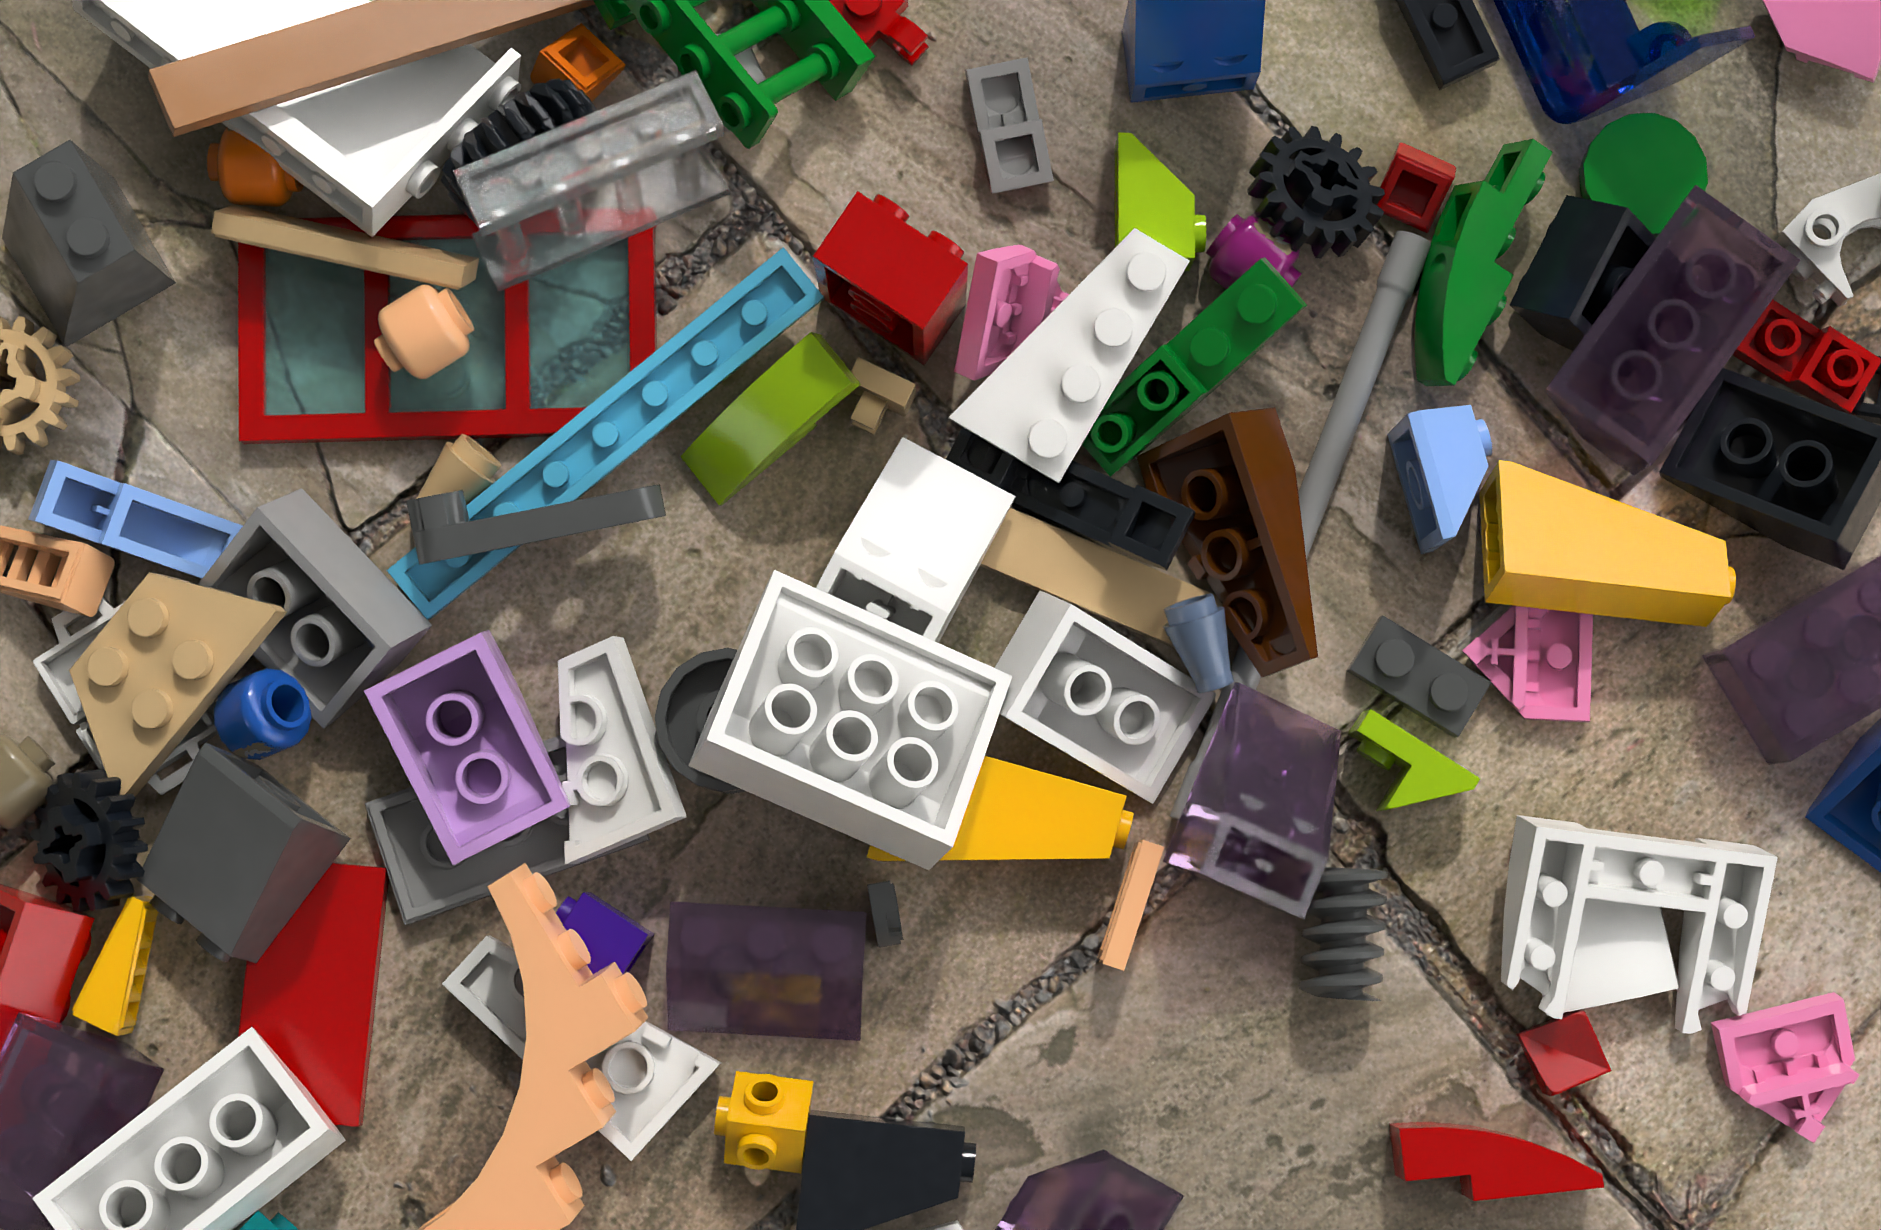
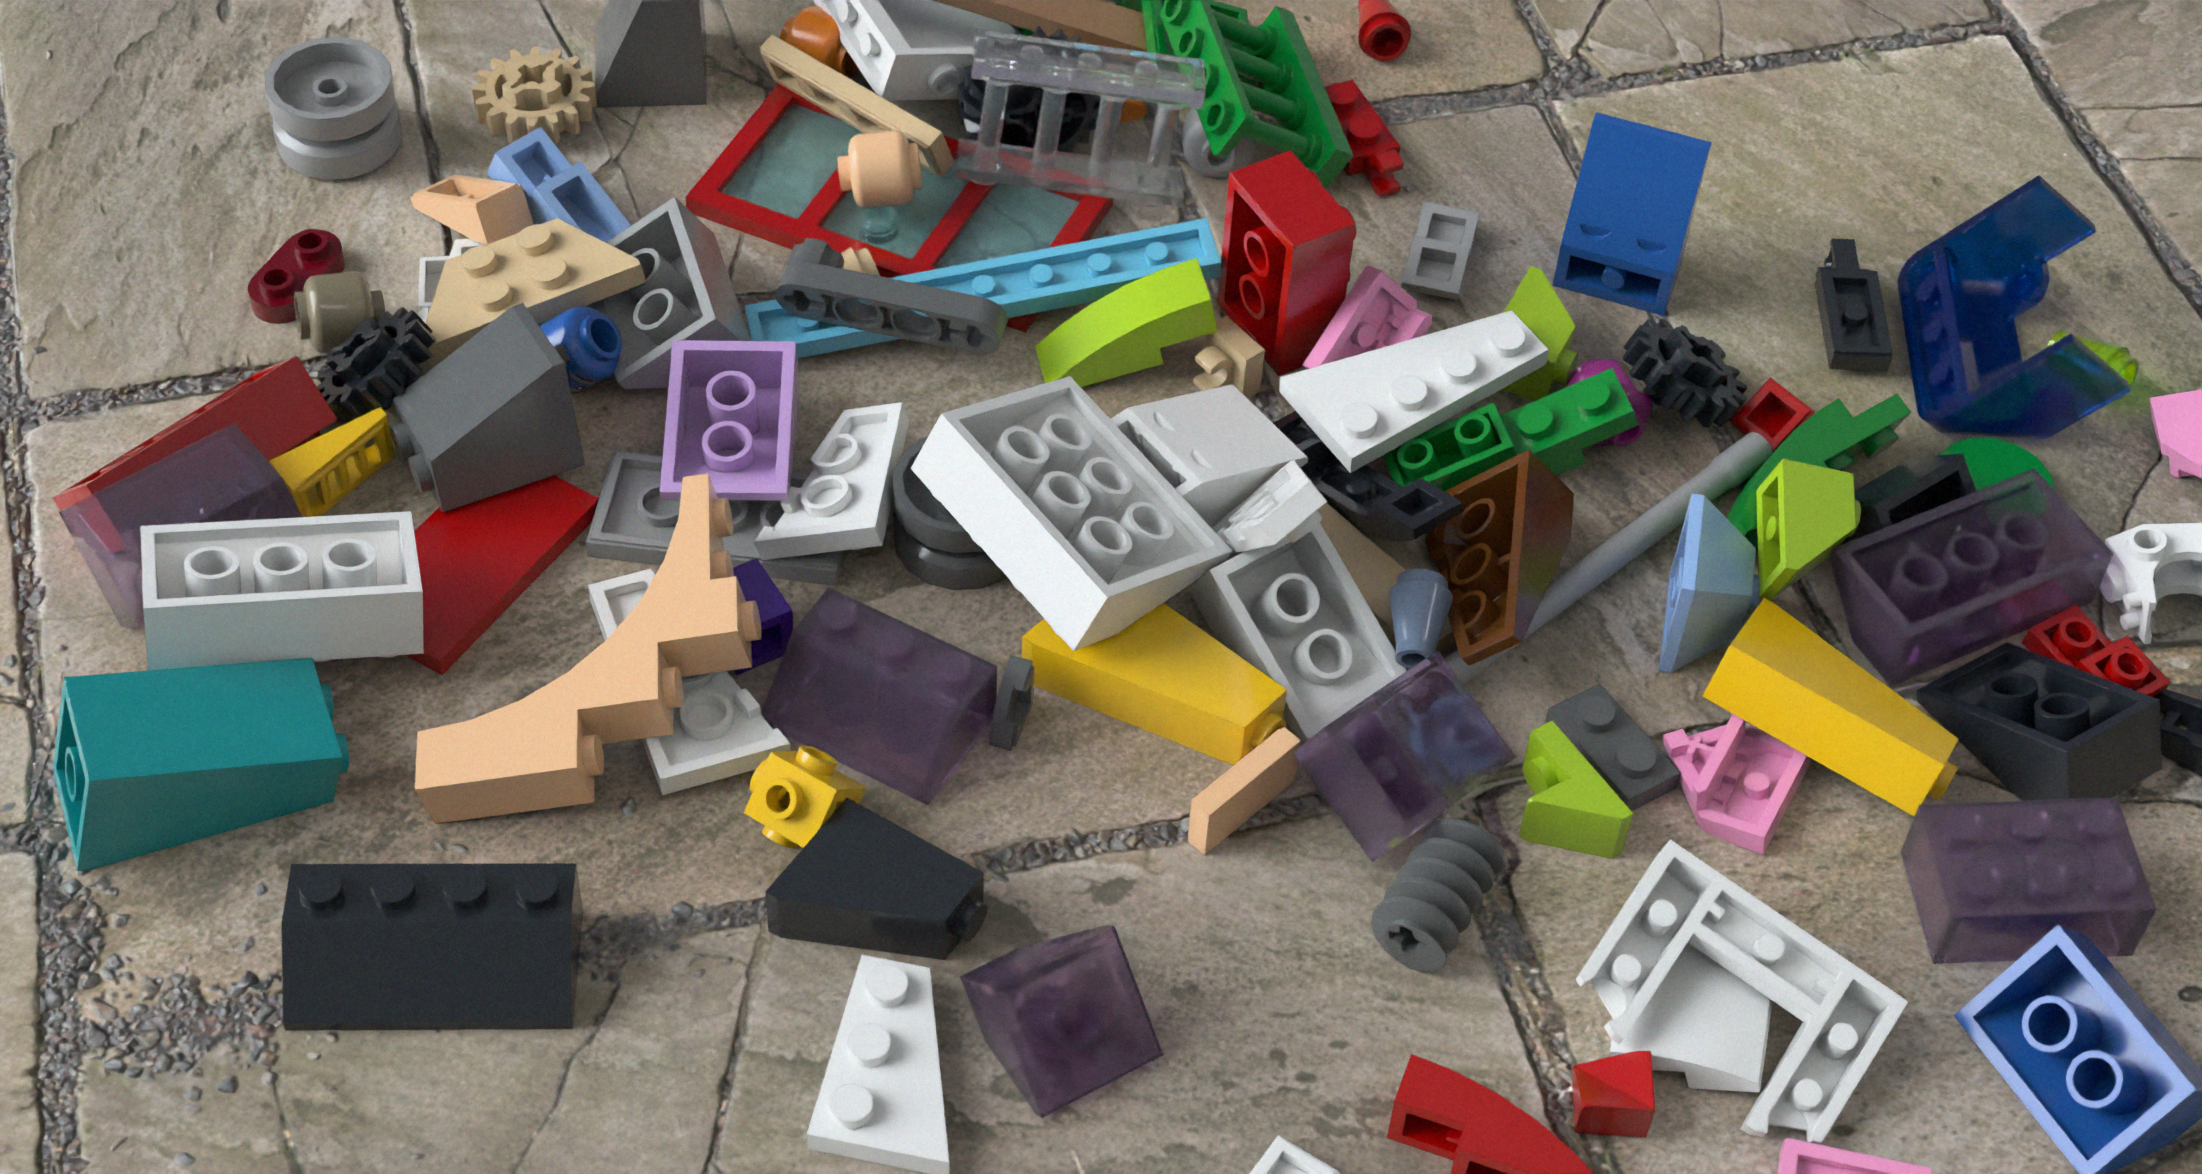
camera: 25 degrees right, 35 degrees down
(1037, 636) = (1276, 509): none -> white wing
(1510, 373) = (1799, 521): none -> lime slope

